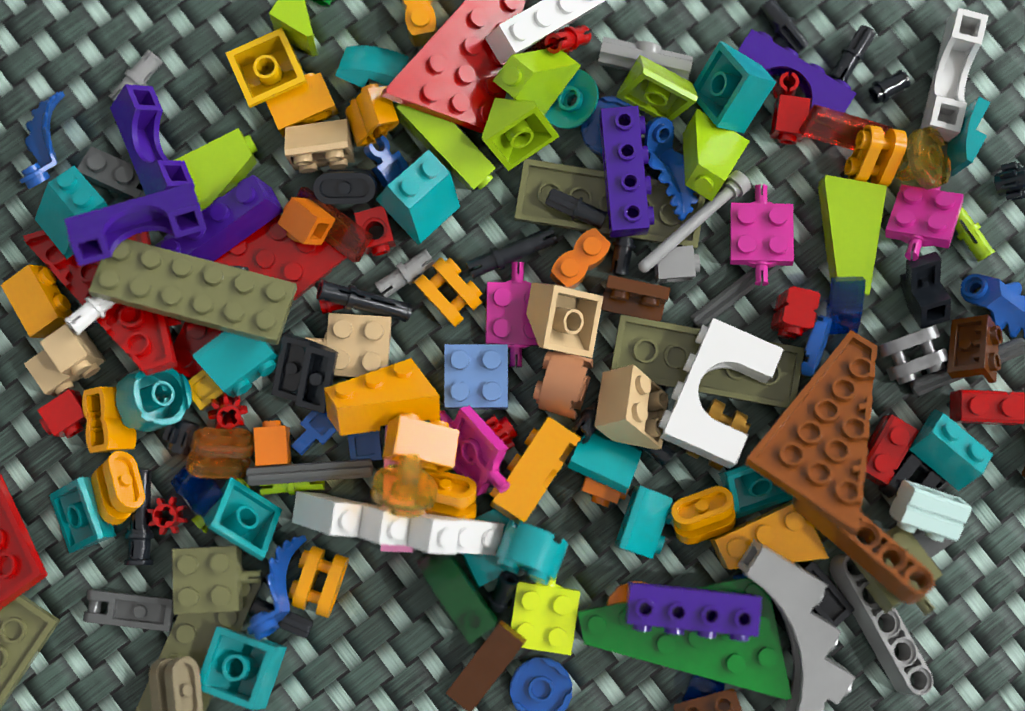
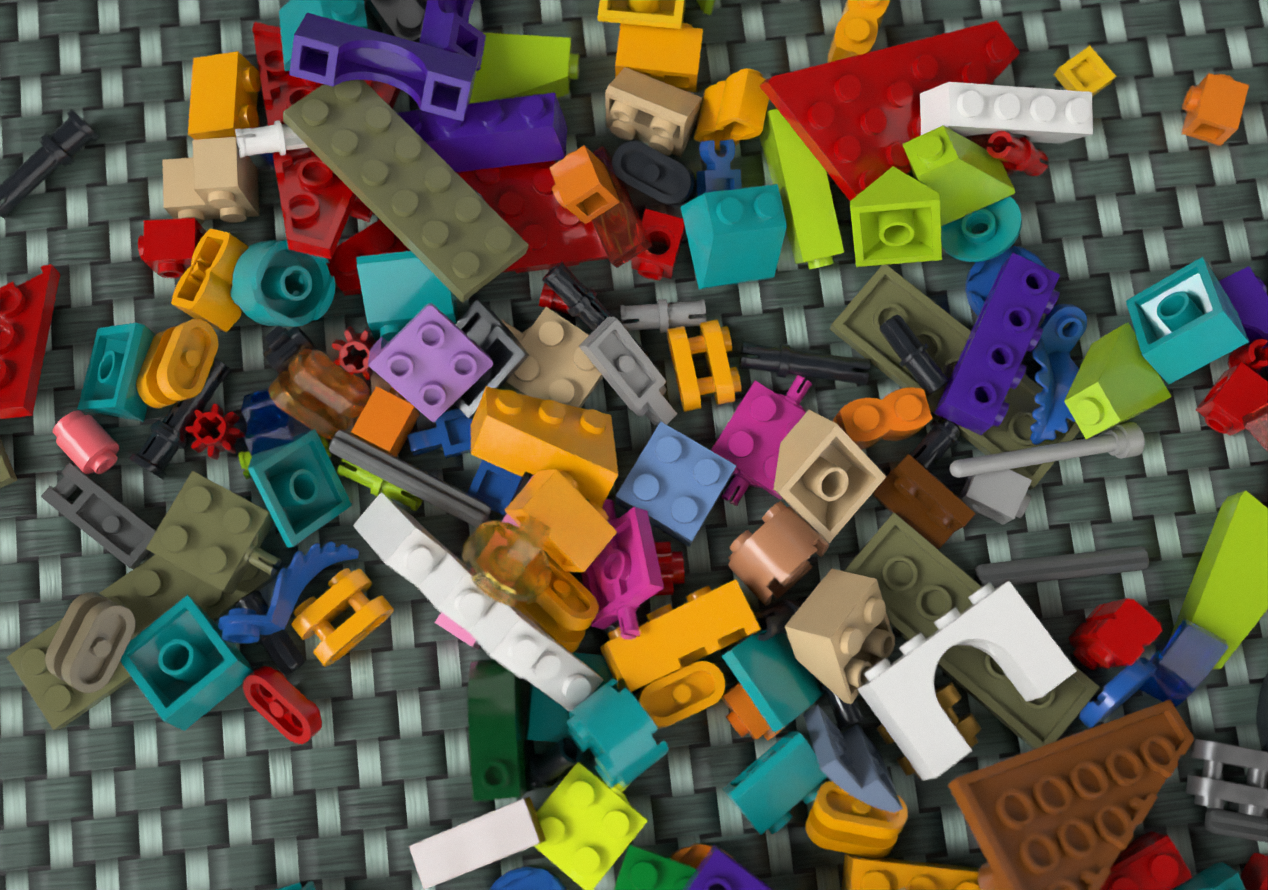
camera: 30 degrees right, 5 degrees down
(90, 571) = (86, 442): none -> coral brick
(204, 389) = (346, 311): yellow plate -> none
(278, 393) = (430, 362): none -> medium lavender bracket
(316, 656) = (282, 704): none -> red plate
(372, 63) = (756, 45): teal slope -> none
(405, 323) = (628, 371): none -> light grey hinge
(556, 504) = (682, 693): none -> light orange brick
(624, 54) = (1095, 232): light grey piece -> none
(657, 90) = (1091, 272): lime slope -> none
(681, 483) = (852, 761): none -> sand blue slope
(751, 490) = (936, 825): teal slope -> none
(761, 234) = (1123, 518): dark pink plate -> none

